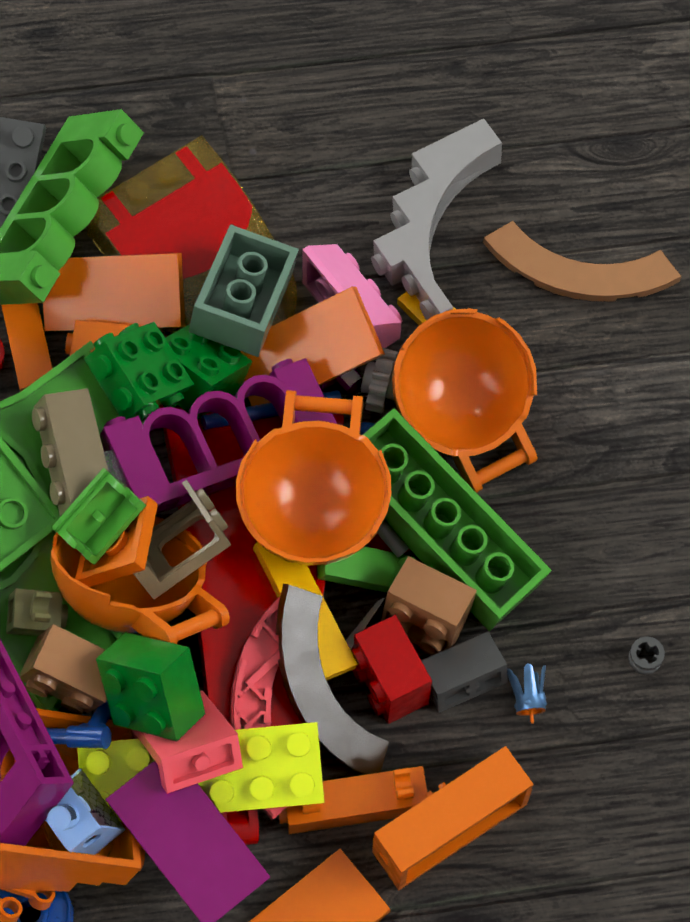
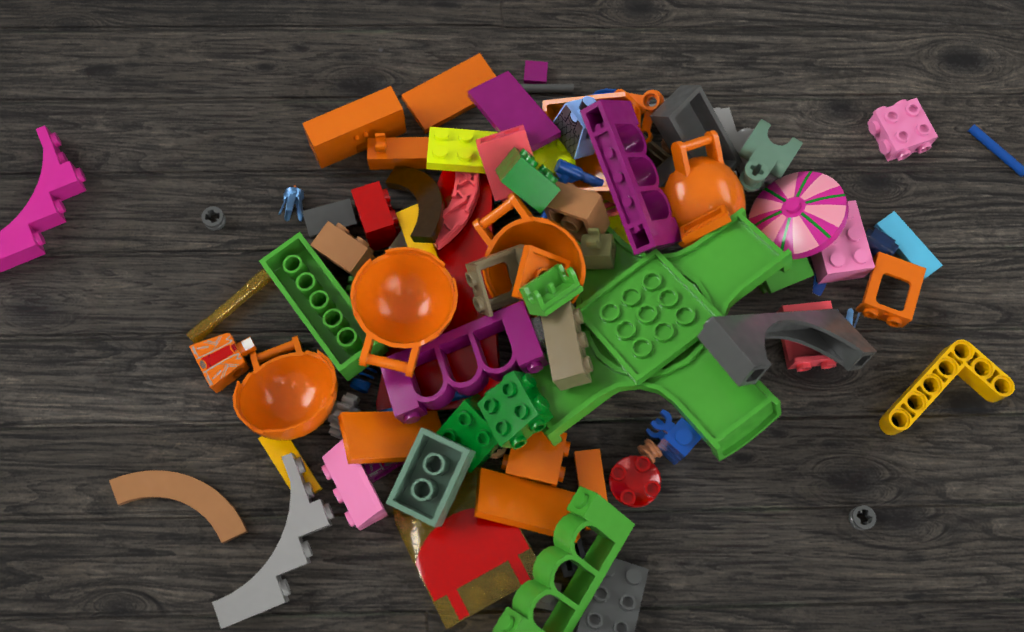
camera: 175 degrees left, 5 degrees up
(573, 444) = (222, 359): none -> orange torso
(609, 493) = (207, 325): none -> clear yellow piece

